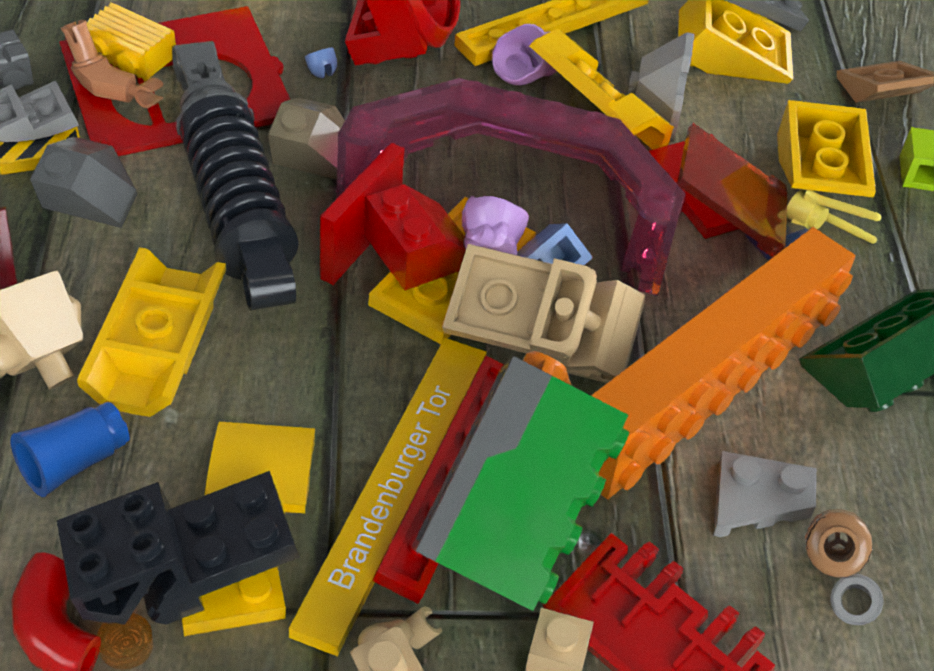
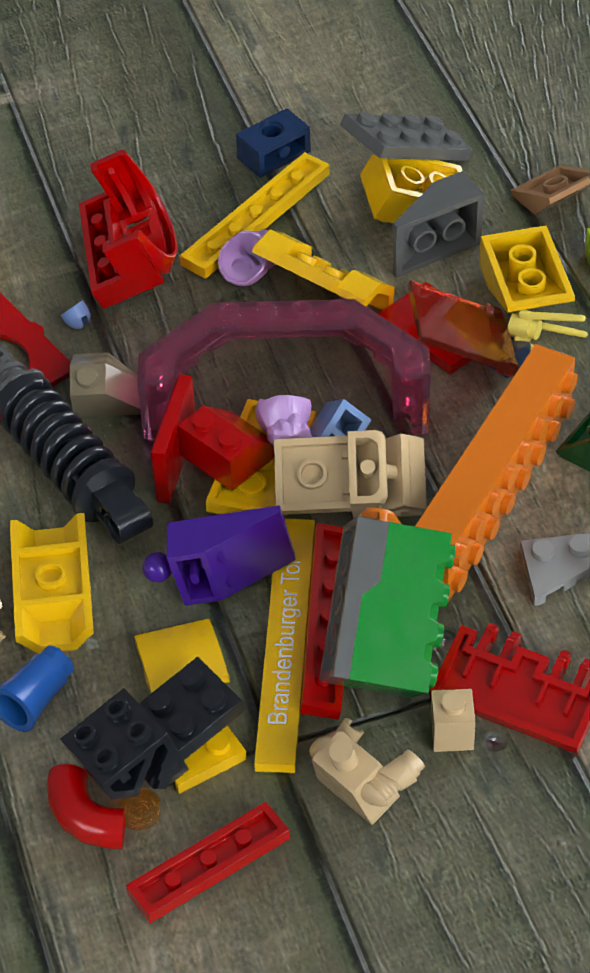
camera: 10 degrees left, 0 degrees up
(356, 356) = (221, 553): none -> dark purple slope
(664, 77) = (370, 246): light grey slope -> none
(744, 77) = (438, 224): none -> dark grey slope

